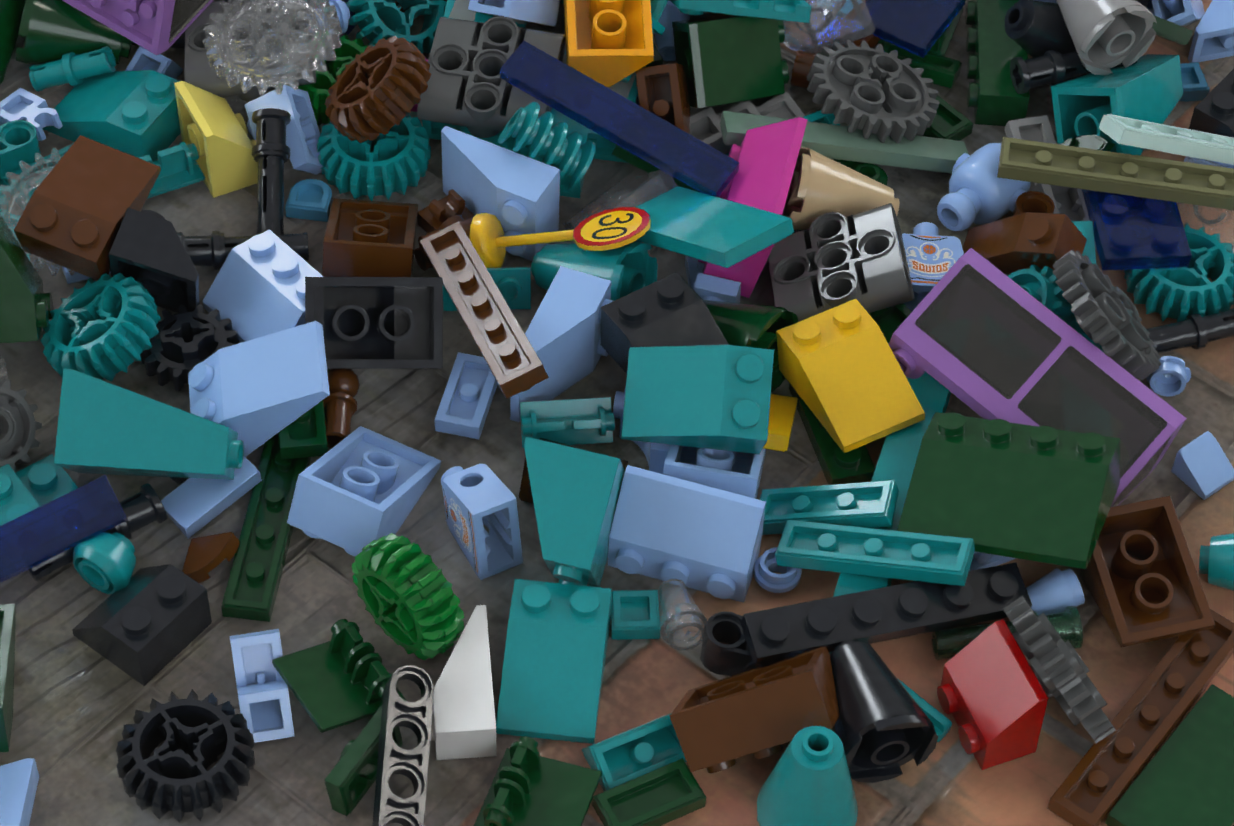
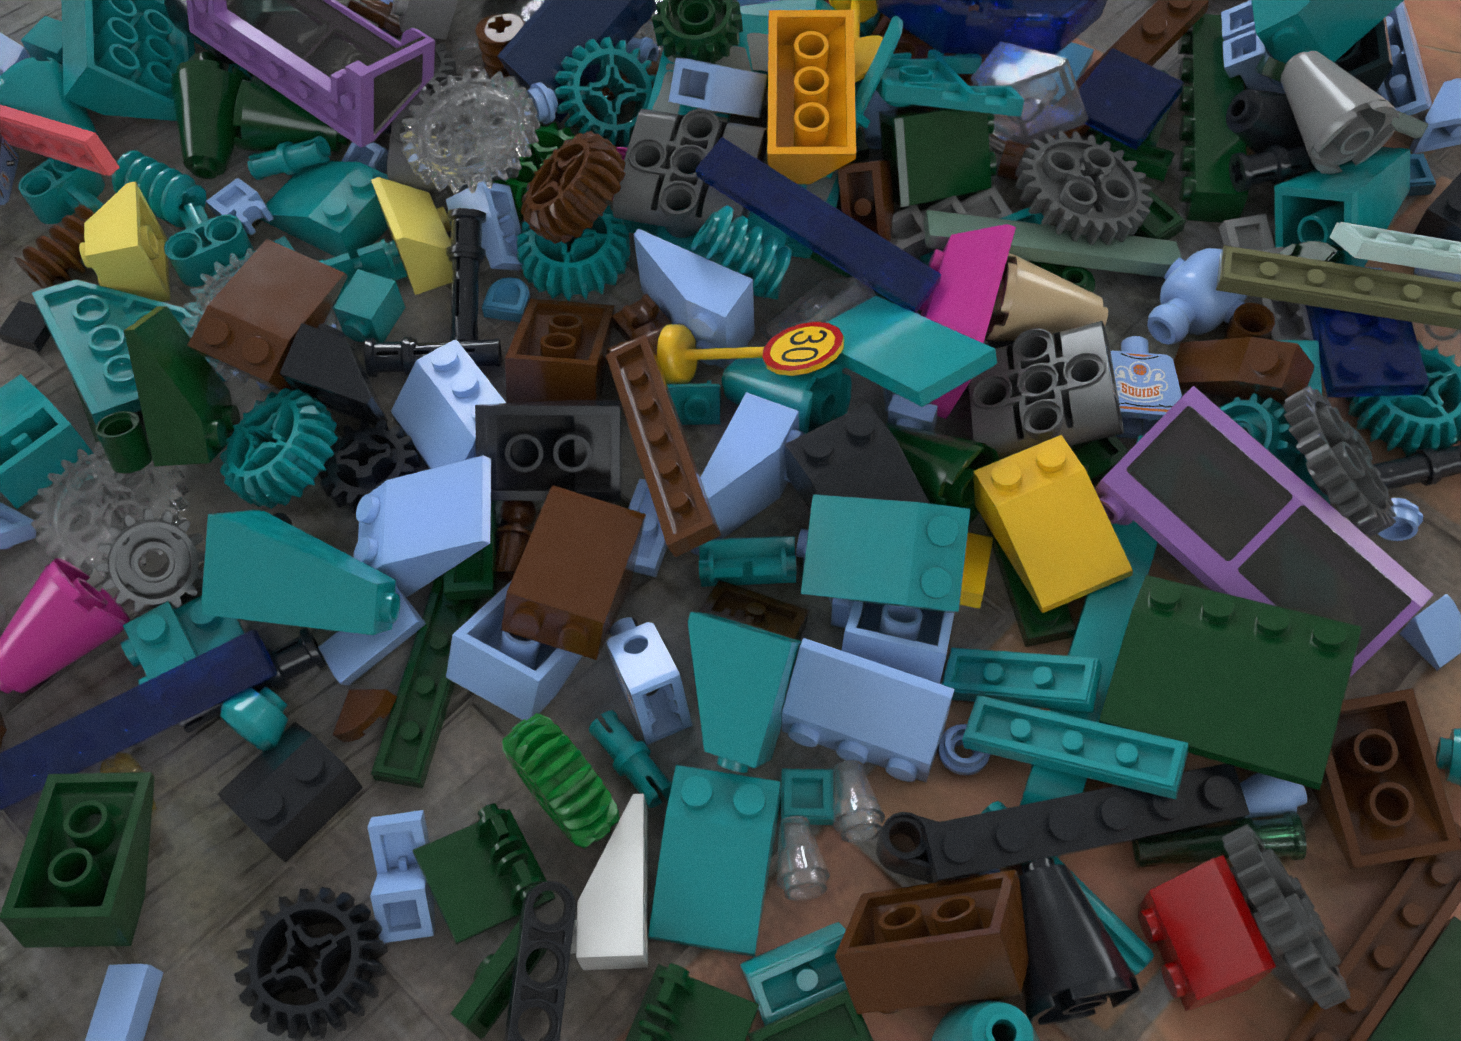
camera: 10 degrees right, 10 degrees up
(177, 200) = (369, 307): none -> teal brick
(407, 423) = (574, 573): none -> reddish brown slope
(471, 587) = (631, 758): none -> teal pin
(632, 663) = (800, 862): none -> clear cone

